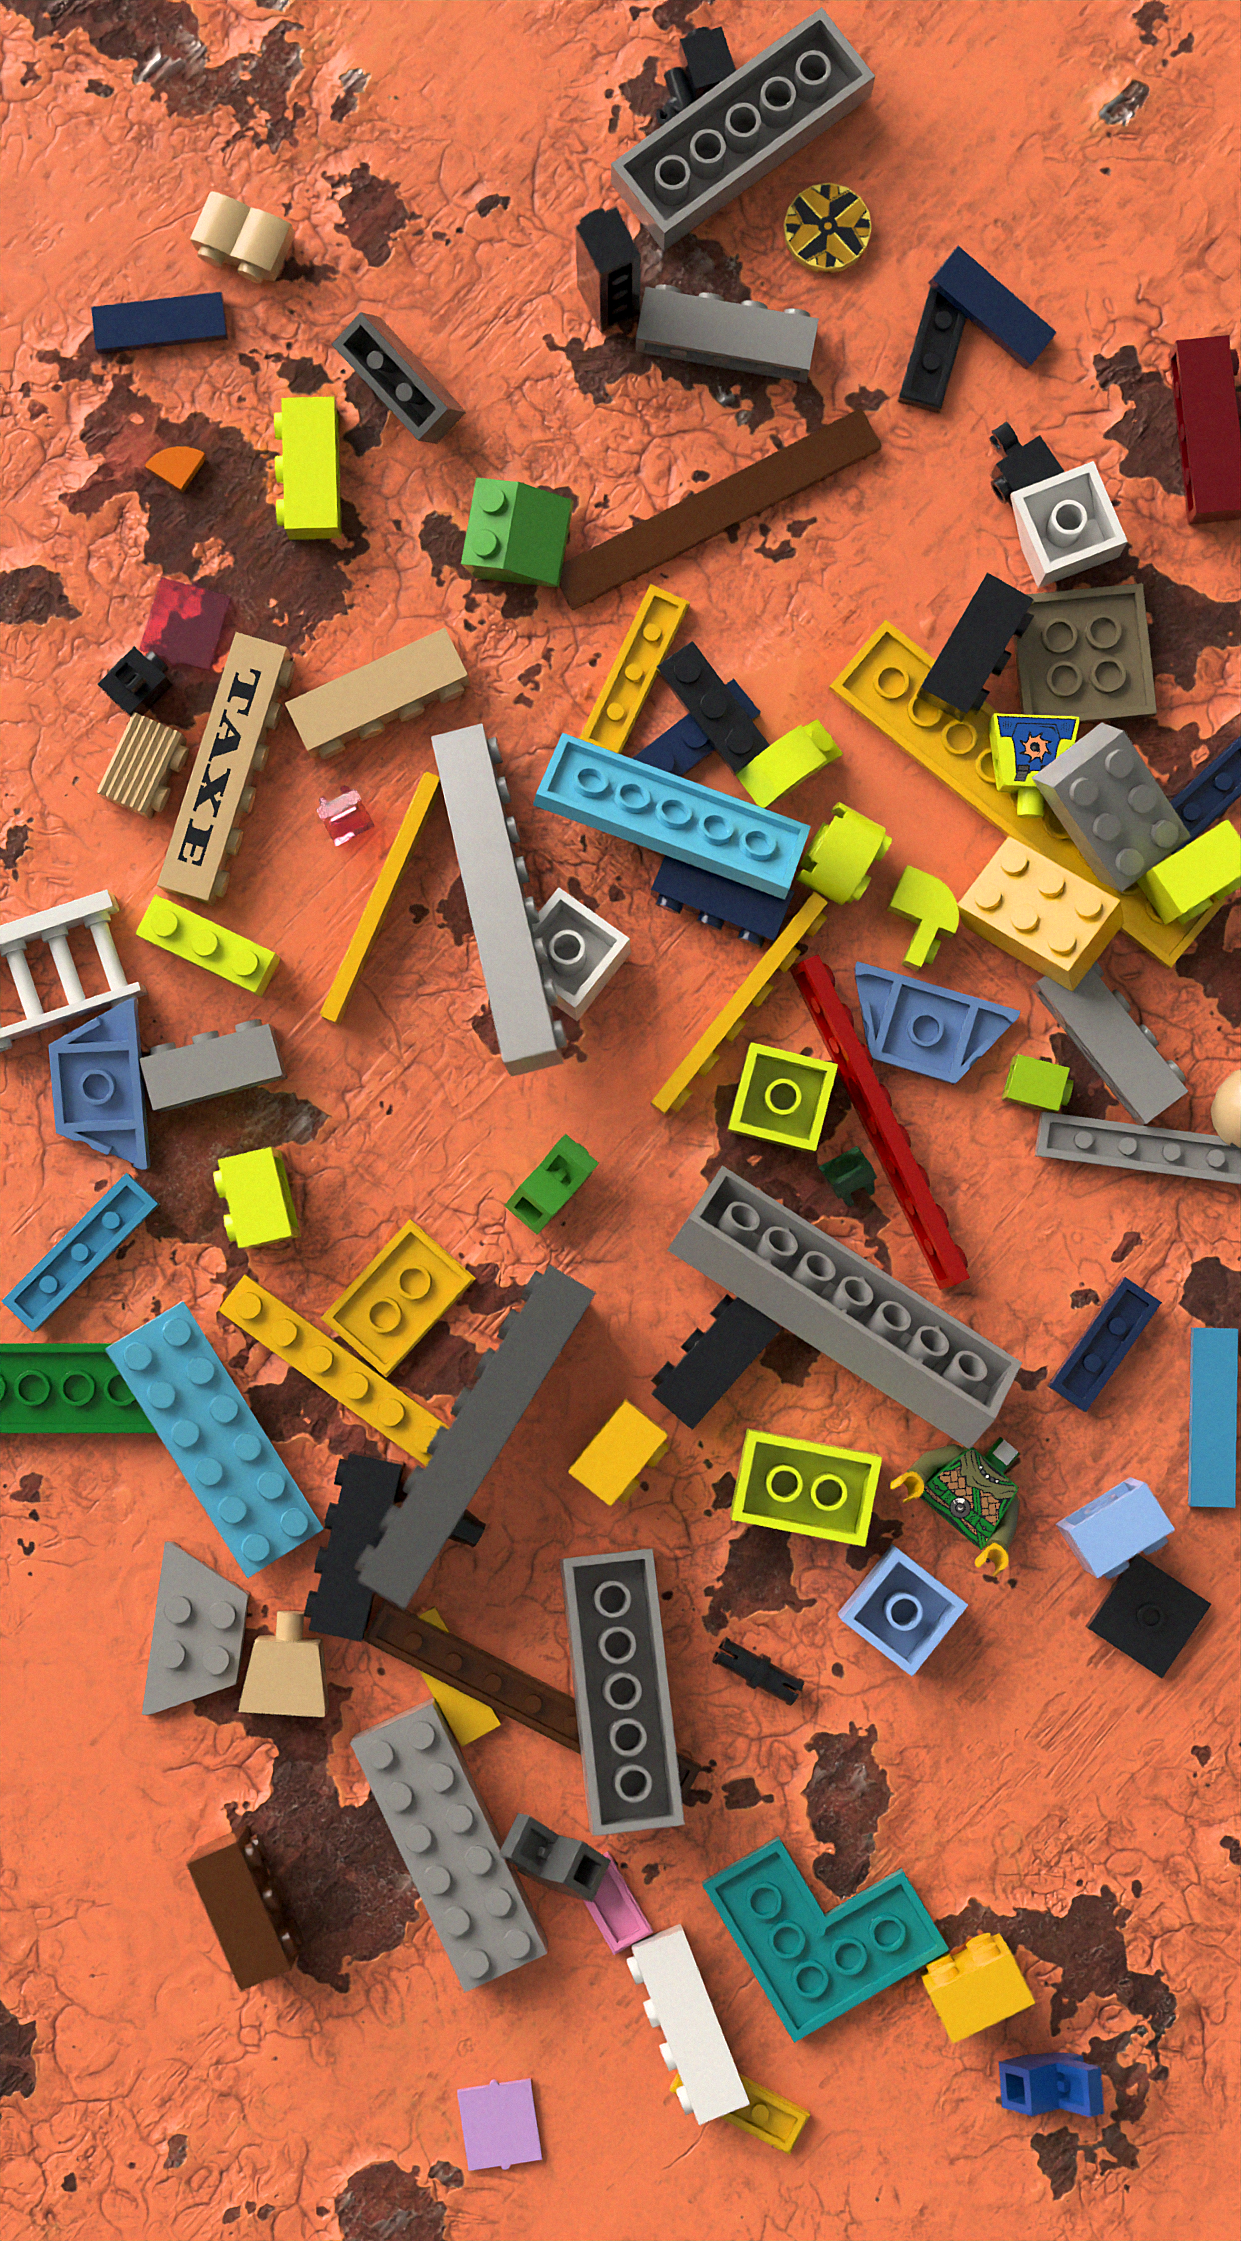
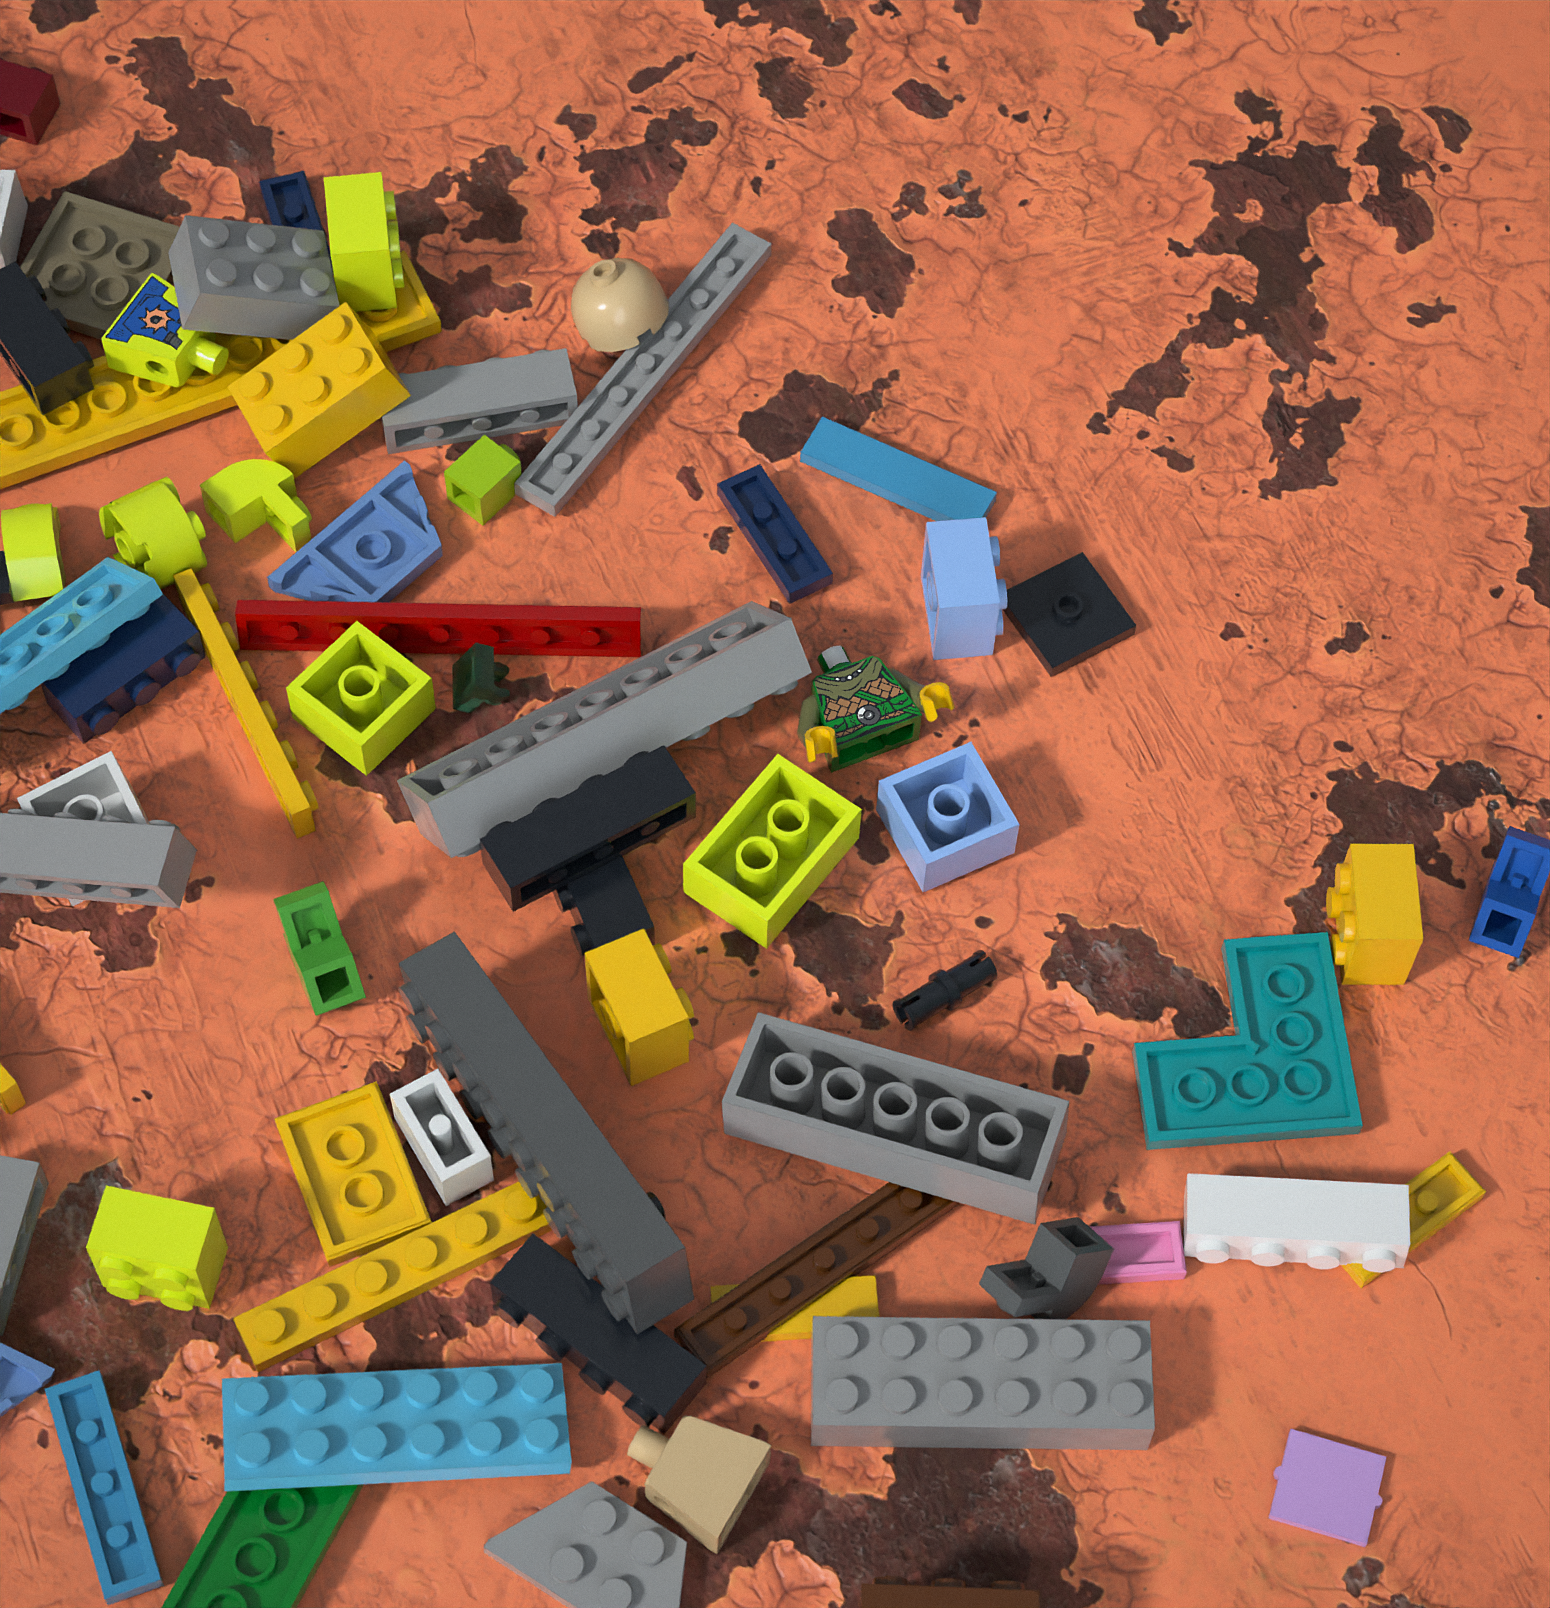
camera: 65 degrees left, 25 degrees down
(446, 1356) = (442, 1137): none -> white brick
(742, 1343) = (587, 827): none -> black brick

